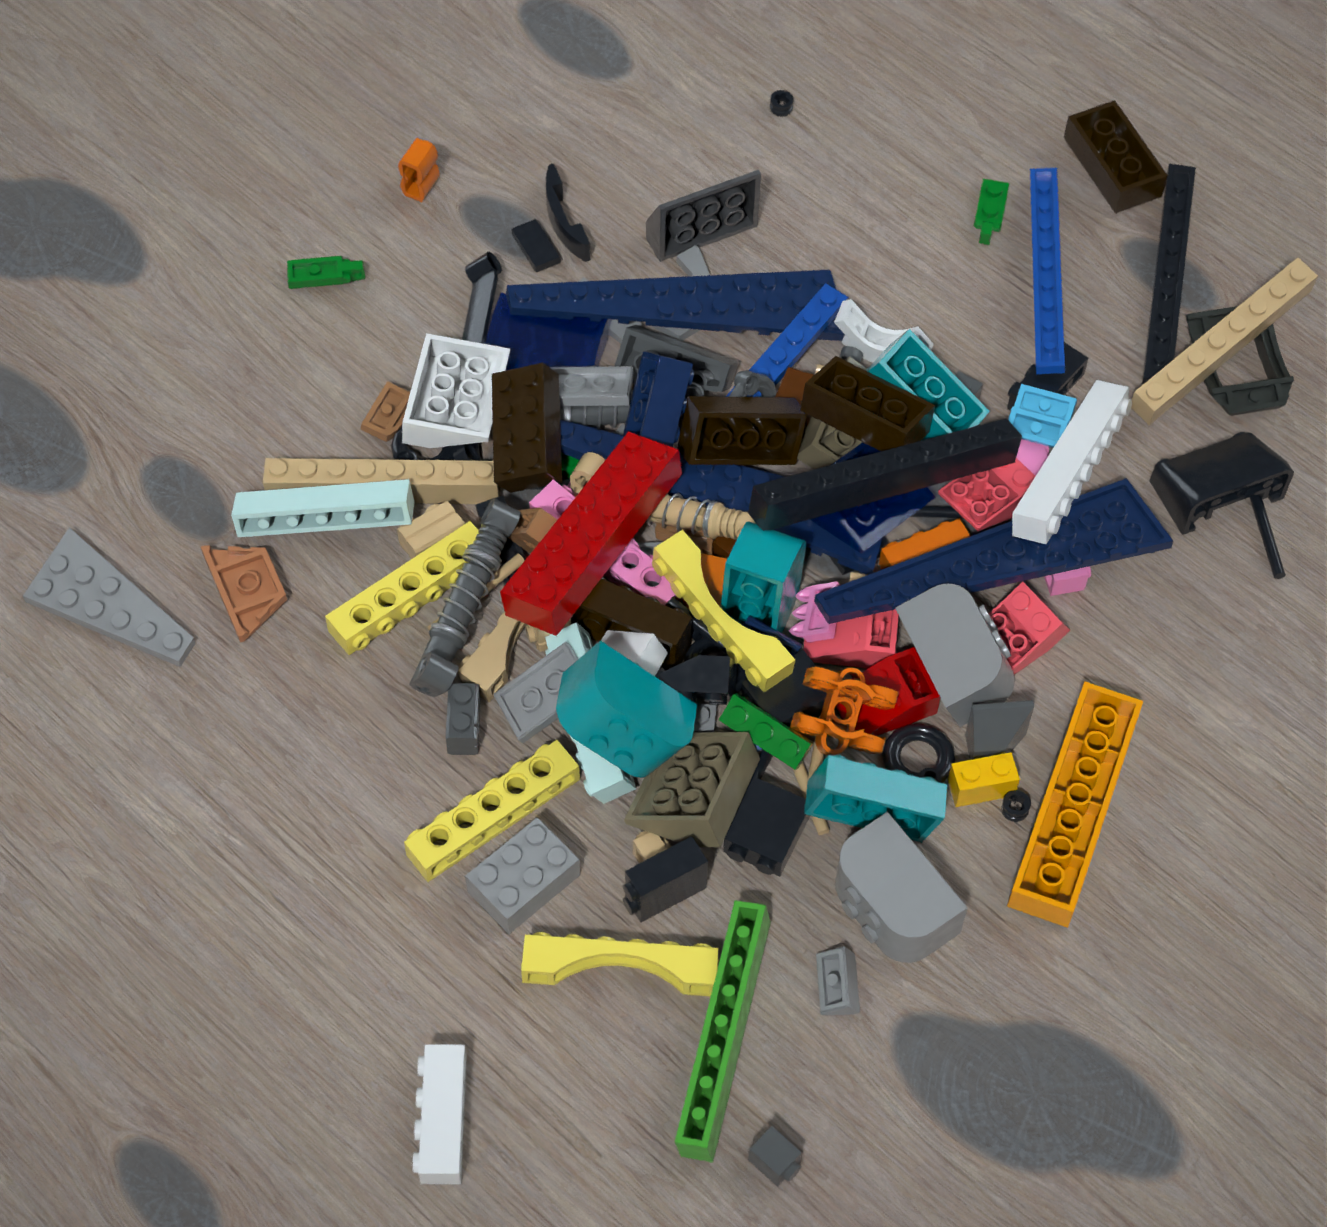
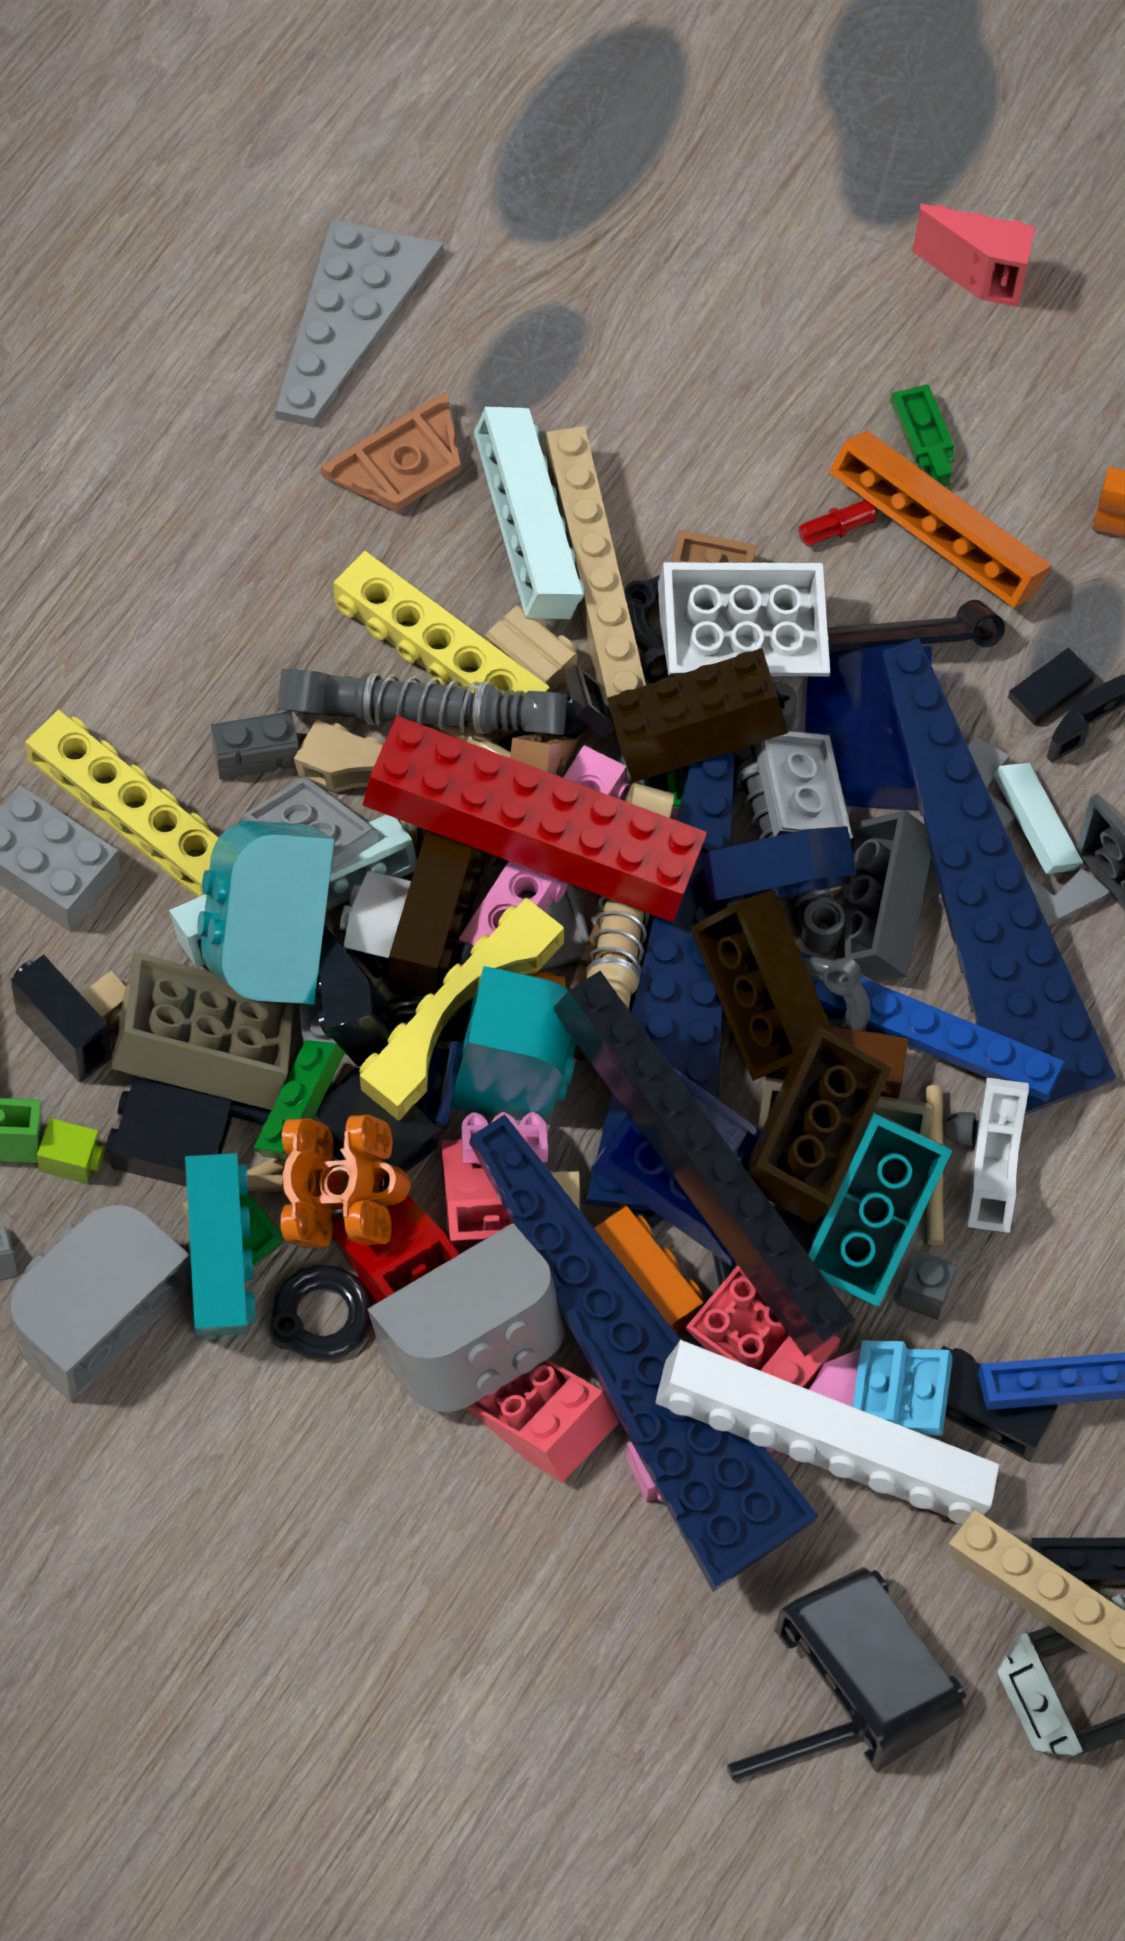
camera: 75 degrees right, 5 degrees up
(197, 206) = (976, 251): none -> coral slope
(378, 335) = (837, 522): none -> red axle
(396, 274) = (940, 518): none -> orange brick
(497, 491) = (589, 701): none -> black tile
(640, 269) = (1037, 818): none -> light aqua tile
(770, 890) = (70, 1151): none -> lime brick
(983, 779) = (294, 1393): yellow brick -> none
(997, 727) = (362, 1396): dark grey slope -> none
(1015, 796) = (272, 1458): black bush -> none
(1075, 805) = (278, 1514): light orange brick -> none

